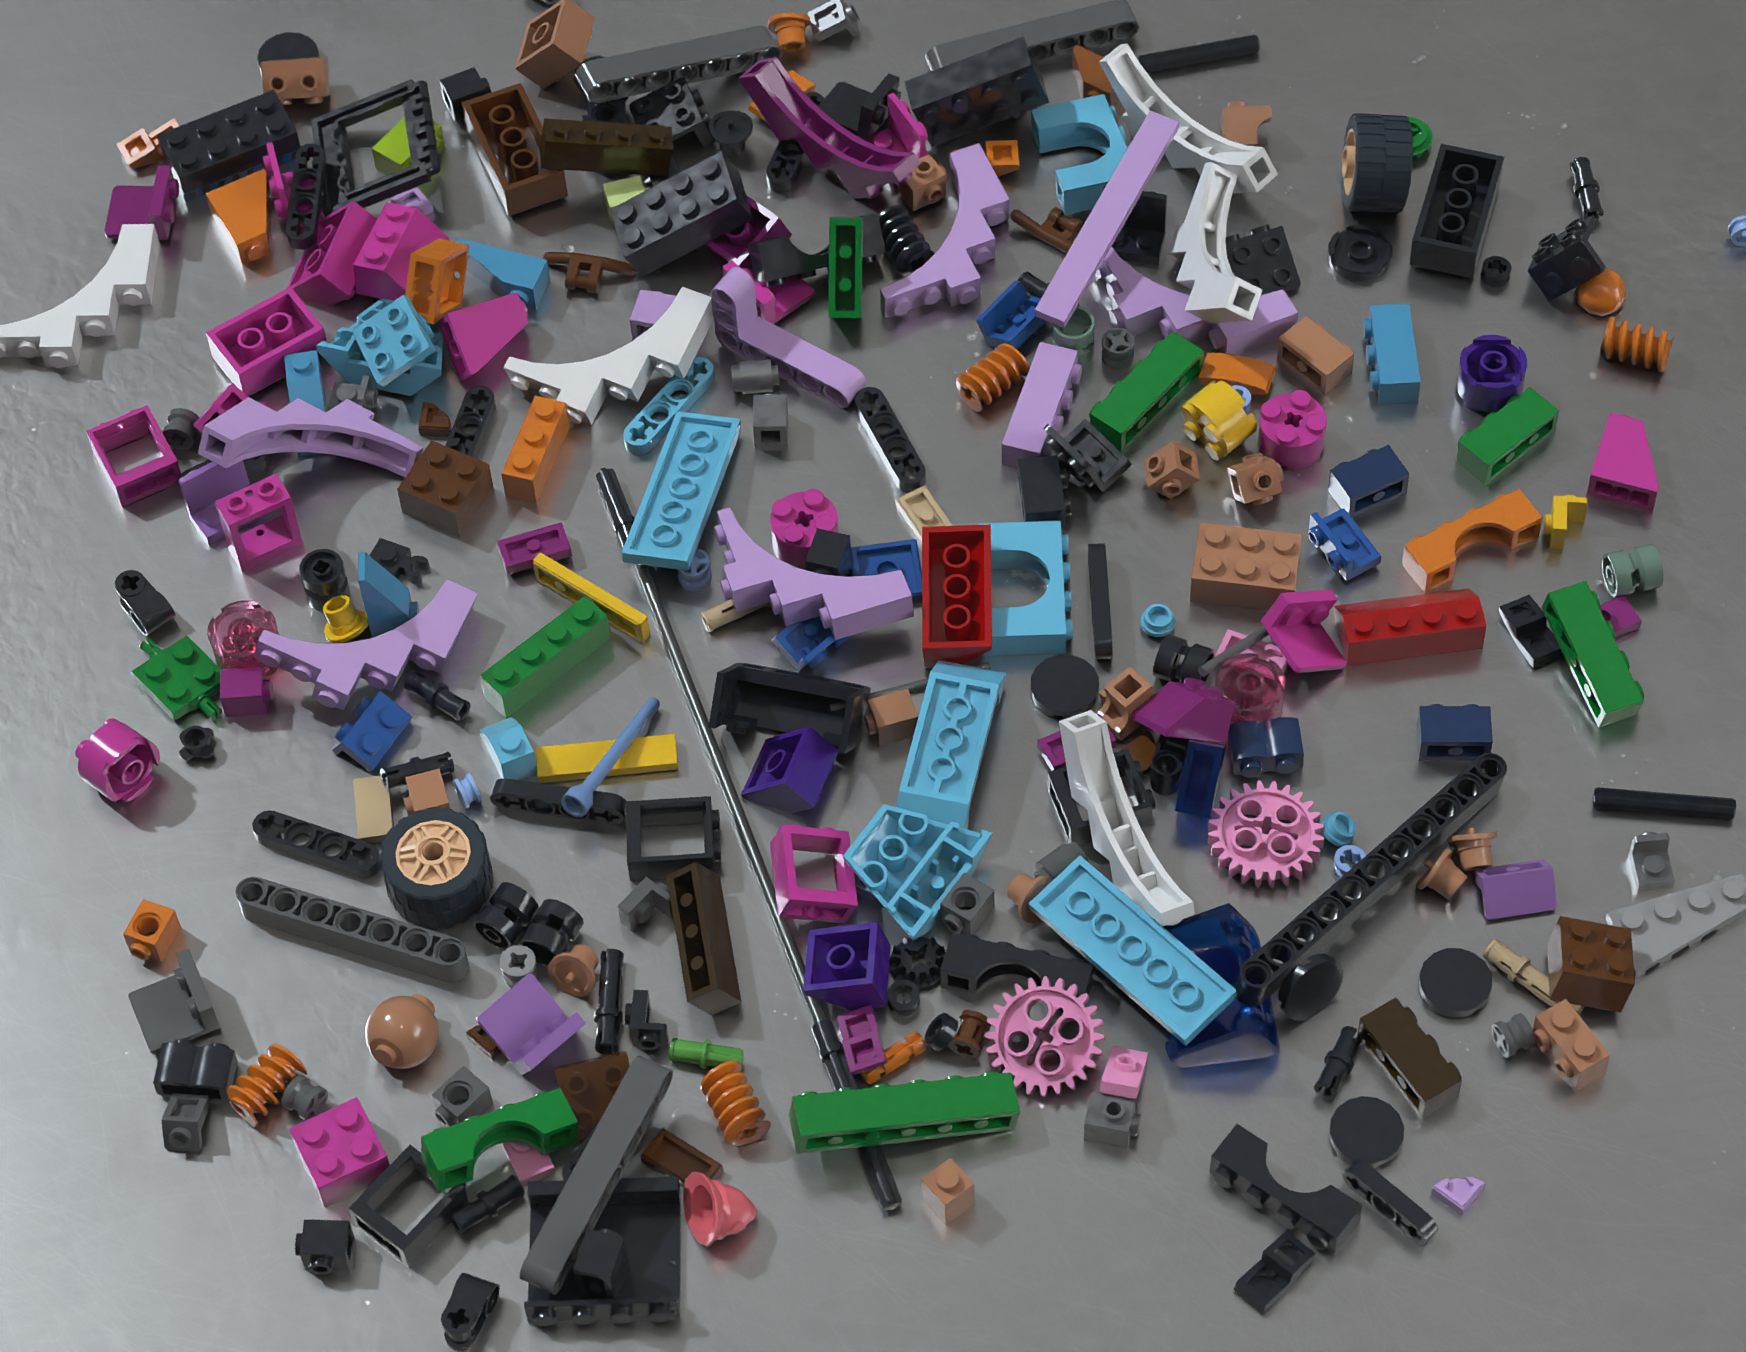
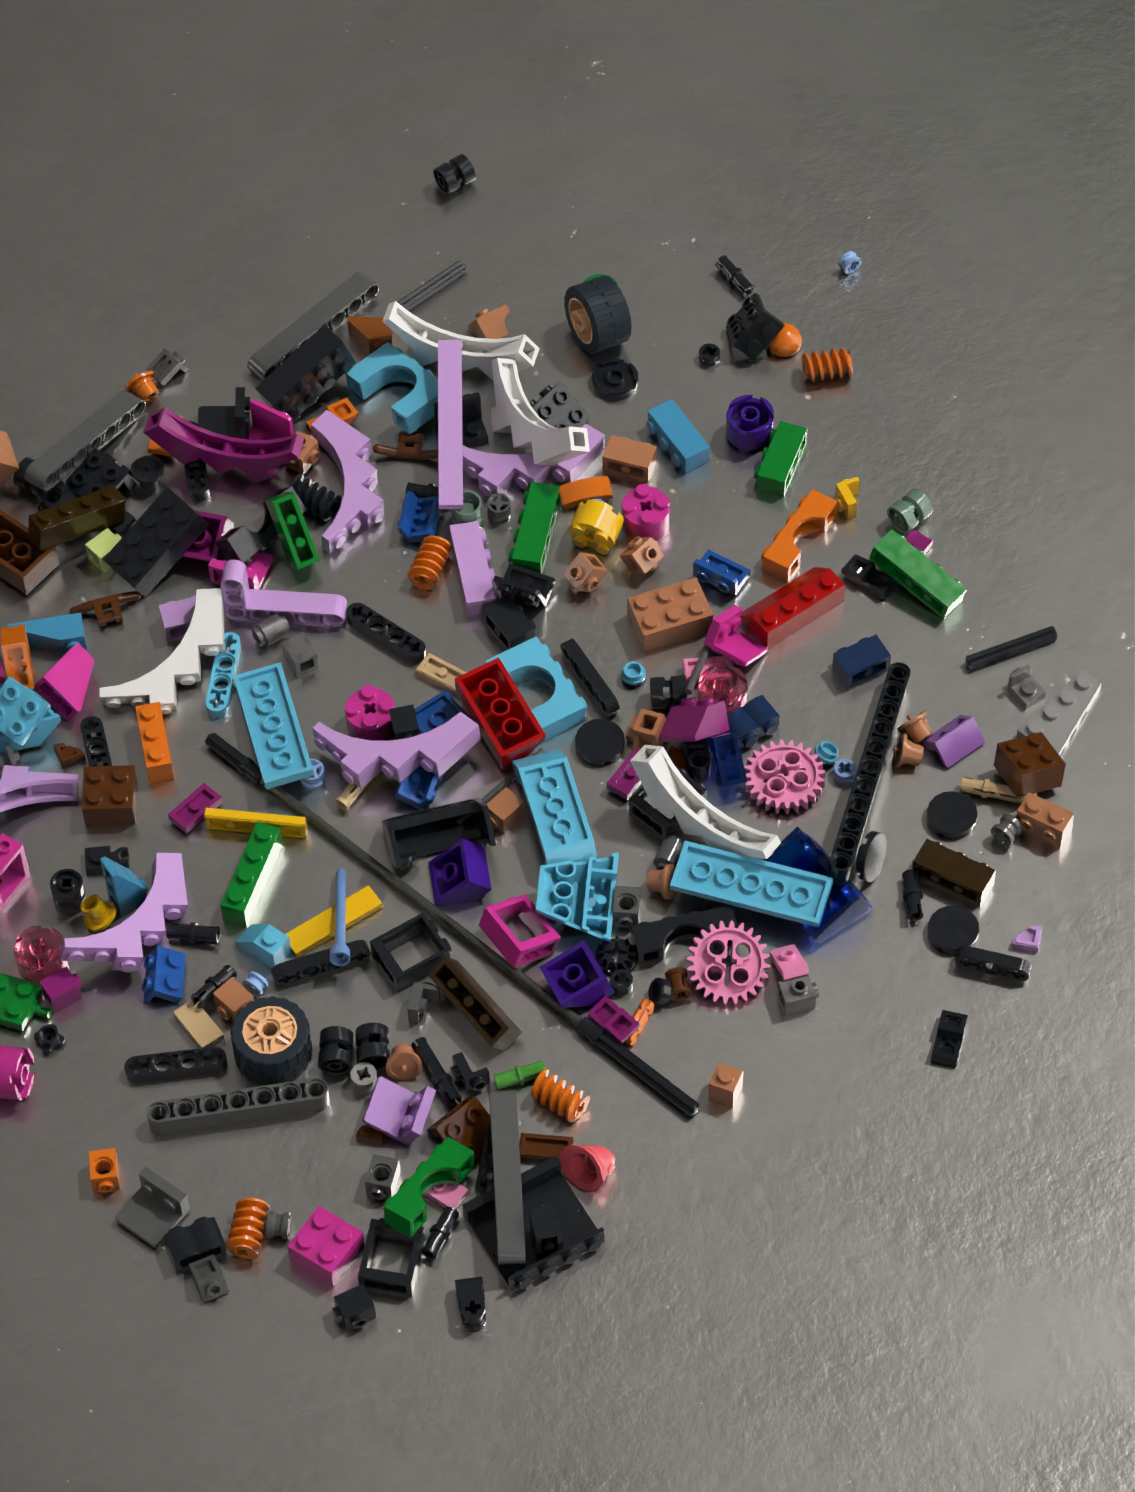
camera: 30 degrees left, 0 degrees up
(402, 1031) = (316, 1153): nougat brick -> none
(903, 1112) = (670, 1049): green brick -> none
(1321, 1215) = (897, 985): black arch -> none
(1368, 481) = (712, 525): dark blue brick -> none
(1456, 210) = (664, 325): black brick -> none
(1624, 465) = (865, 445): dark pink slope -> none

